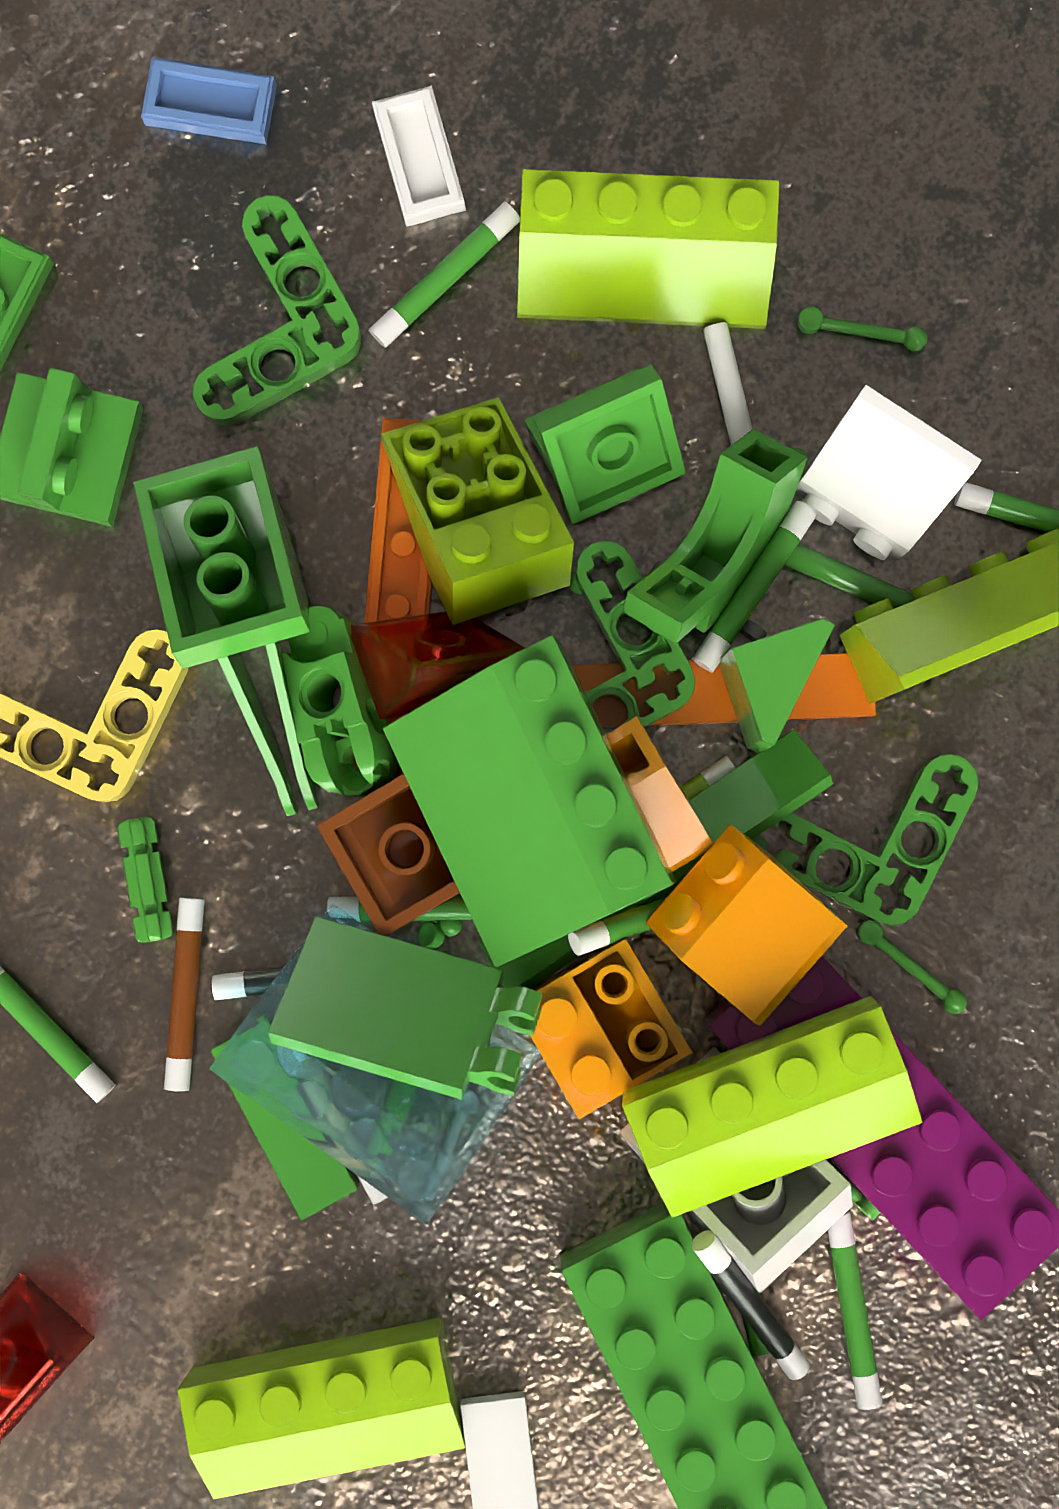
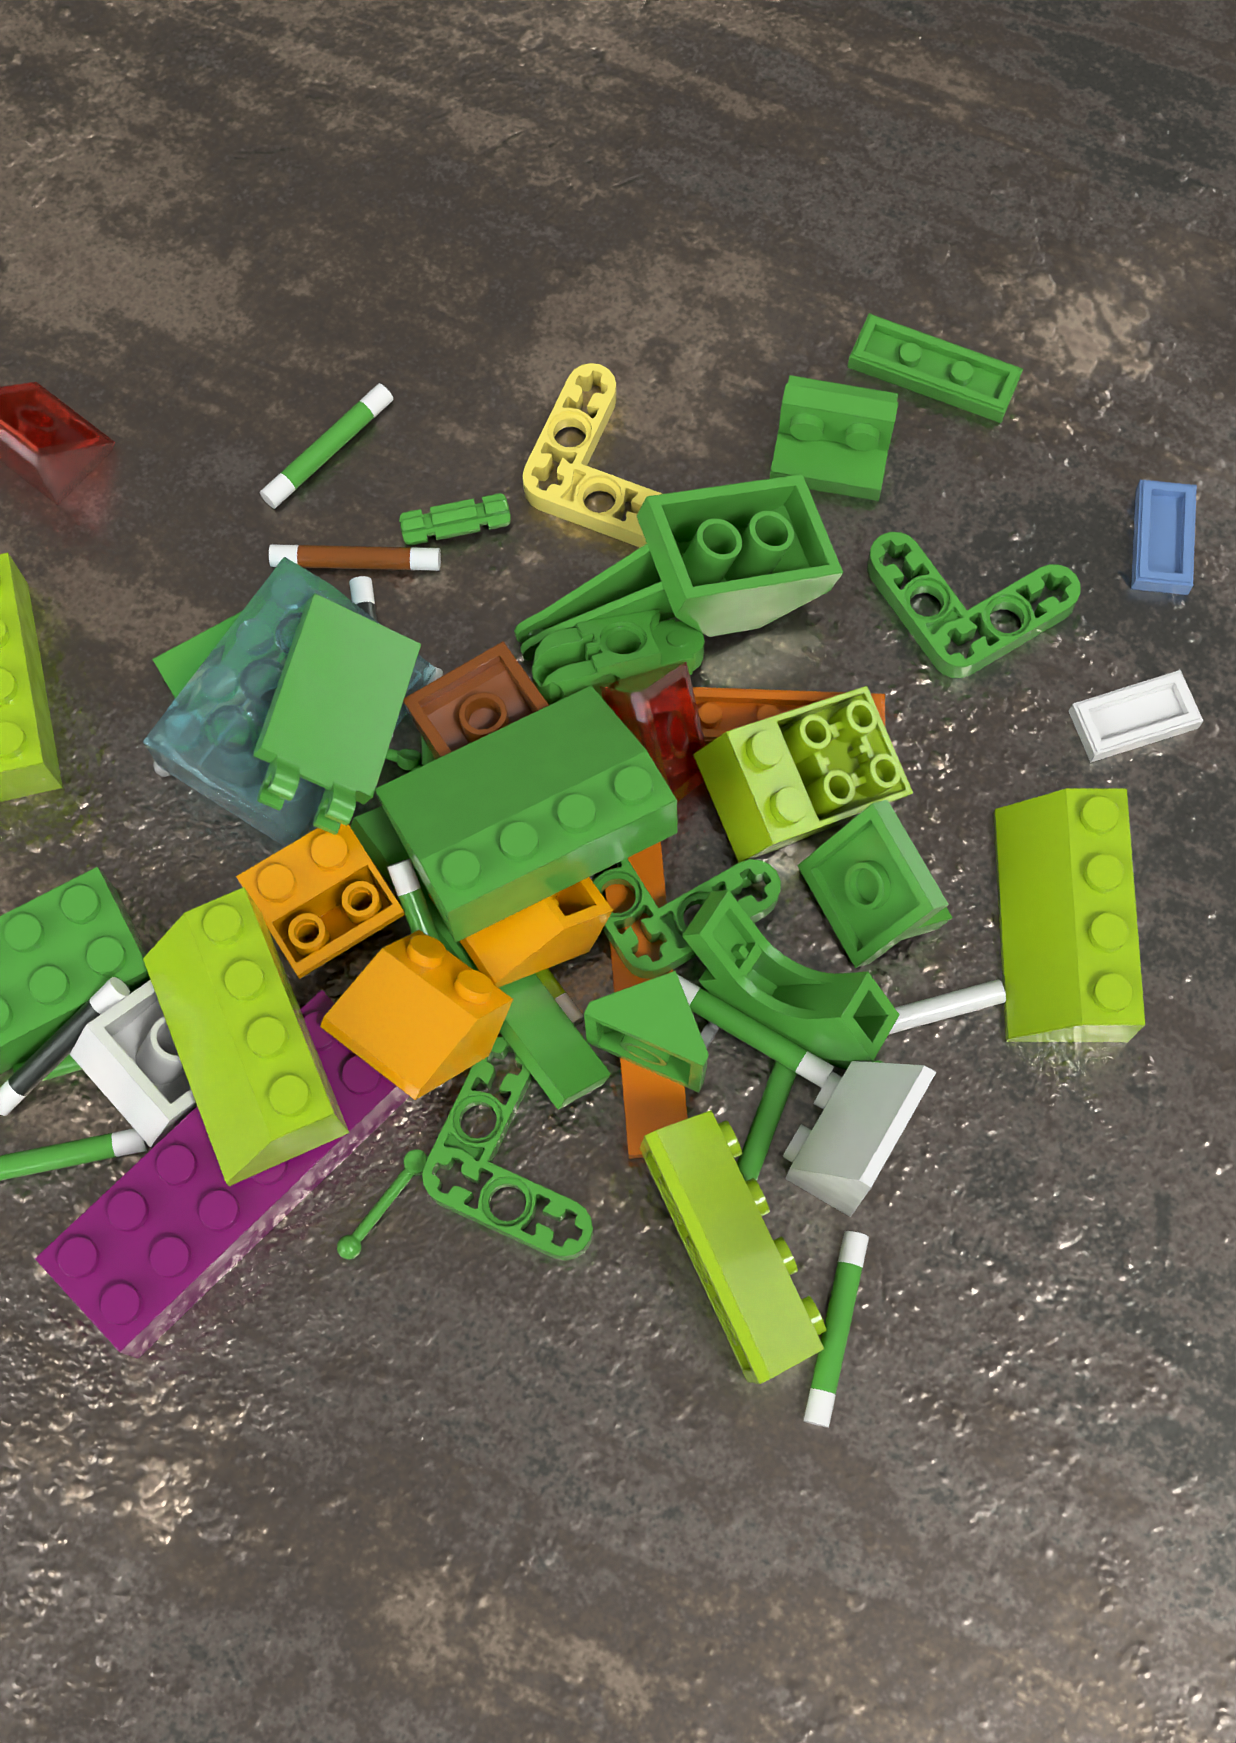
camera: 85 degrees right, 15 degrees down
(444, 274) = (1018, 737): bright green bar -> none
(812, 320) = (1017, 1085): bright green hinge -> none

